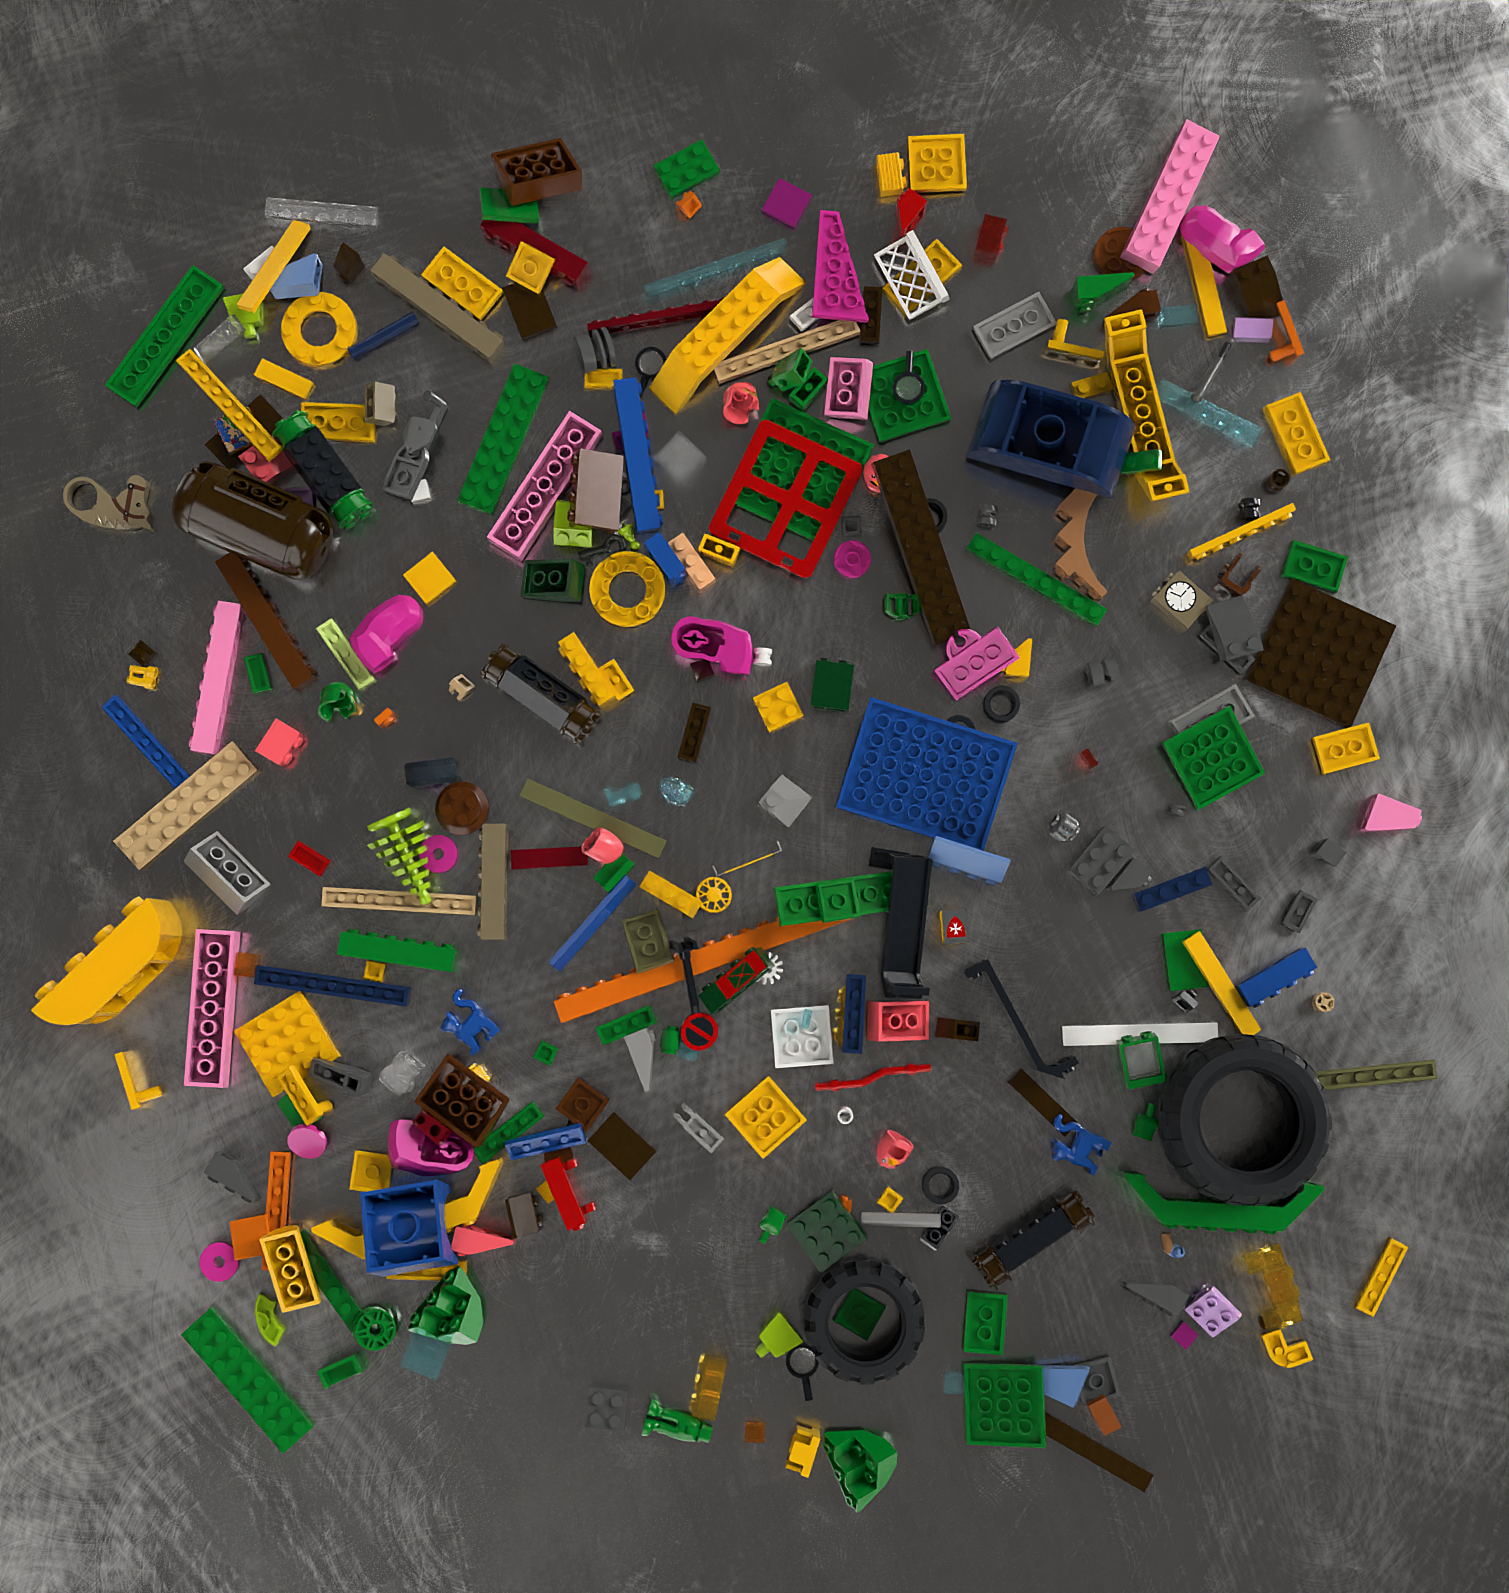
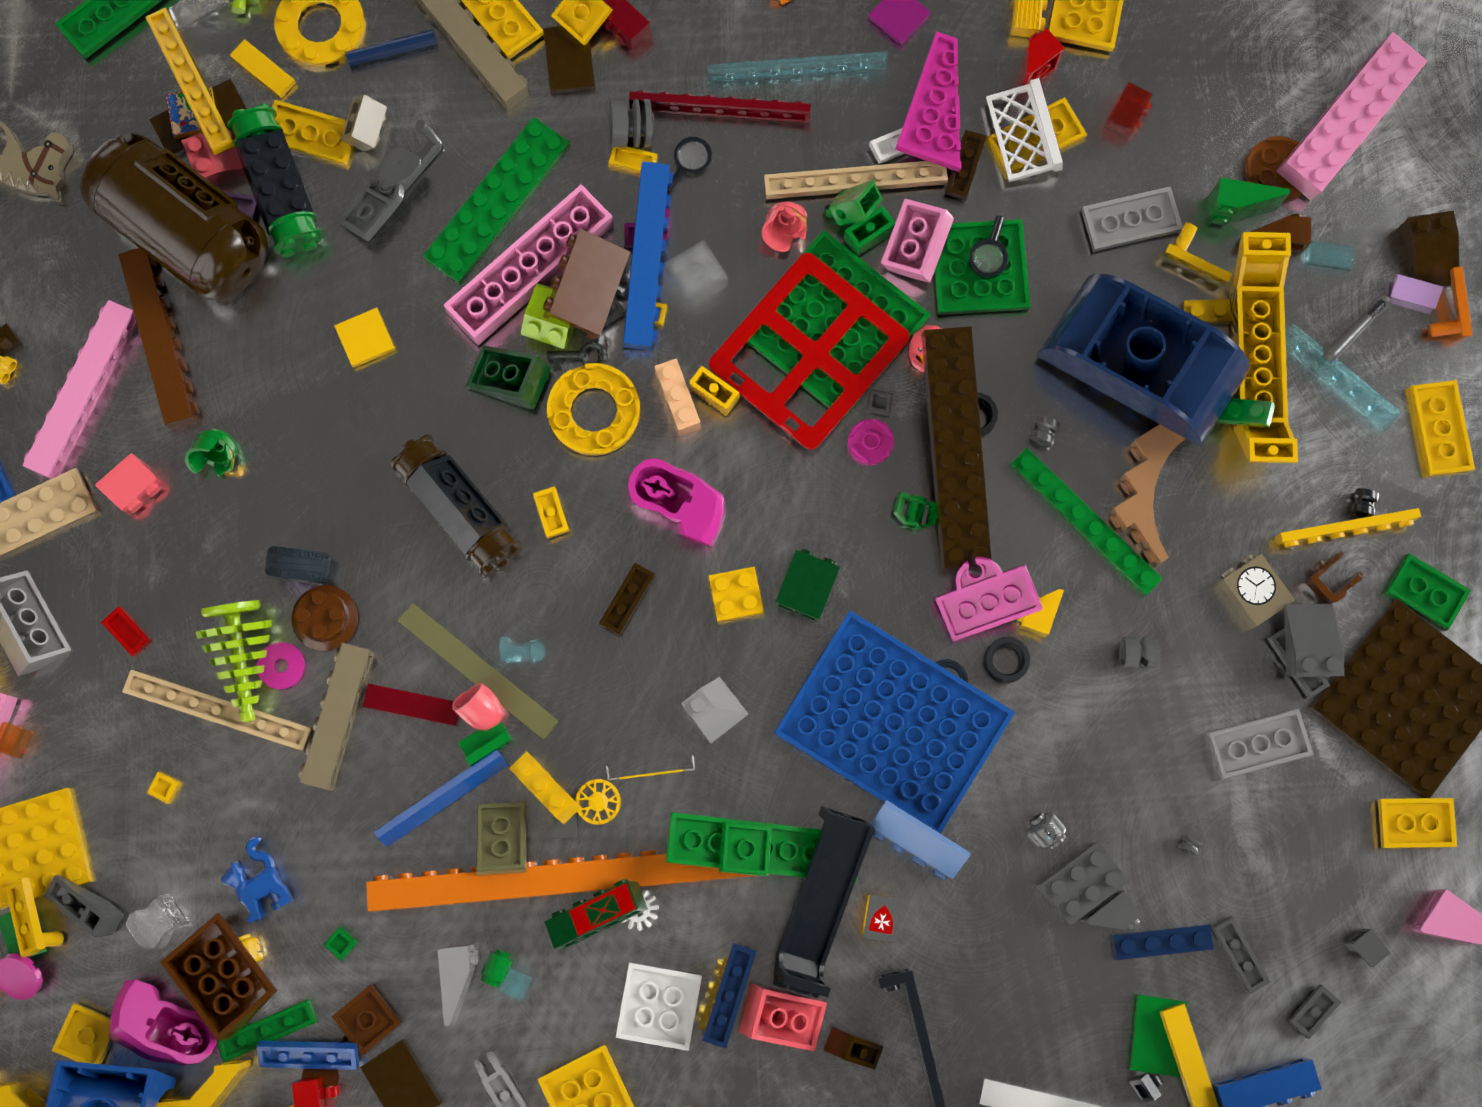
camera: 10 degrees right, 5 degrees down
(258, 673) = (131, 397): green tile -> none
(332, 985) = (106, 792): dark blue plate -> none
(345, 654) = (240, 401): yellowish green tile -> none
(384, 630) = (294, 384): dark pink piece -> none
(385, 718) = (264, 487): orange plate -> none
(396, 951) = (197, 771): green brick -> none
(422, 492) = (384, 235): white tile -> none
(432, 1127) = (171, 1001): dark red leg -> none
(461, 685) = (366, 473): tan tile -> none
(587, 670) = (519, 492): yellow brick -> none
(626, 1025) = (447, 934): green plate -> none
(627, 532) = (612, 343): lime piece -> none
(665, 559) = (647, 385): blue window -> none
(676, 790) = (586, 663): clear light blue rock -> none
(698, 1028) = (535, 963): black piece -> none
(702, 670) = (656, 527): dark brown slope -> none
(723, 330) = (786, 138): yellow slope -> none
(762, 656) = (732, 529): white wheel -> none
(806, 1019) = (669, 986): clear light blue tile -> none
(878, 858) = (810, 809): black tile -> none
(910, 1069) = (782, 1082): red bar -> none
(1088, 758) = (1097, 754): clear red tile -> none
(1206, 292) = (1370, 224): yellow tile -> none
(1213, 757) = (1251, 792): green plate -> none
(1220, 239) = (1400, 179): dark pink piece -> none
(1278, 476) = (1411, 474): dark brown wheel -> none

